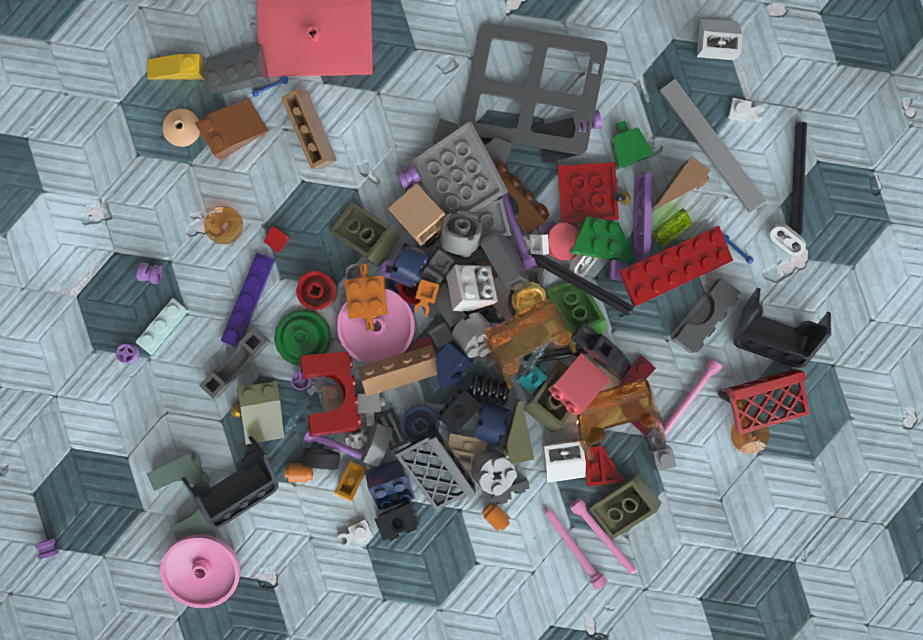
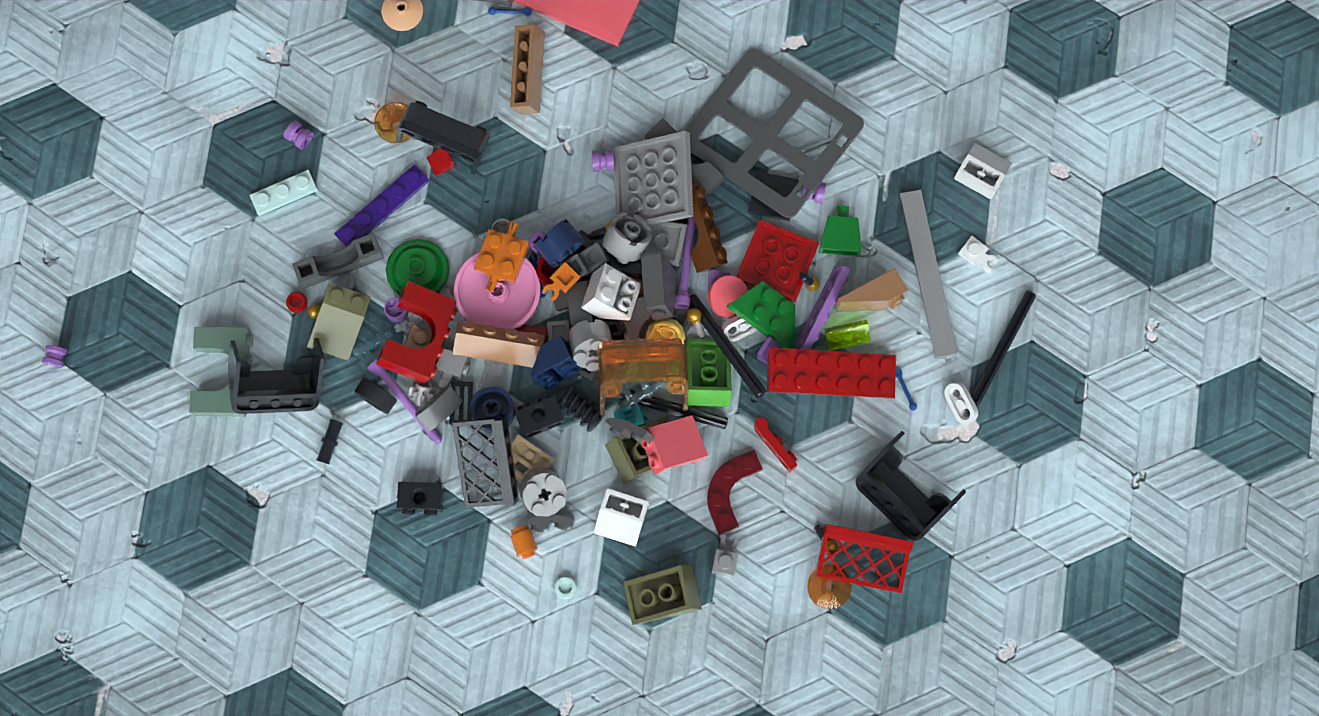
camera: 30 degrees right, 10 degrees down
(123, 353) = (232, 198): medium lavender wheel -> none
(200, 571) = (196, 450): bright pink dish -> none
(219, 410) = (296, 302): none -> red plate
(231, 128) = (451, 33): dark orange slope -> none
(267, 218) = (443, 133): none -> black windscreen
(298, 473) = (345, 401): orange brick -> none
(302, 510) = (329, 441): none -> black pin
(307, 285) = (445, 223): red brick -> none
(350, 481) = (393, 433): light orange slope -> none
(358, 532) = (375, 492): white plate -> none
(365, 234) = (532, 197): olive slope -> none
(389, 484) = (431, 457): dark blue slope -> none
(418, 214) = (593, 200): light nougat brick -> none
(492, 423) = (565, 442): dark blue brick -> none
(517, 441) = (583, 471): olive slope -> none
(537, 243) = (700, 284): white plate -> none
(537, 394) = (629, 429): none -> dark grey slope
(544, 271) = (694, 317): none -> piece
(545, 535) = (565, 587): none -> light aqua tile
(578, 507) = (614, 576): bright pink piece -> none
(597, 579) = (596, 656): bright pink piece -> none
(600, 469) = (655, 543): red wing -> none
(602, 350) = (714, 421): black slope -> none
(617, 407) = (698, 489): clear orange windscreen -> none
(656, 343) = (775, 444): none -> red plate
(711, 368) = (820, 497): bright pink piece -> none
(720, 297) = (815, 453): dark grey arch -> none

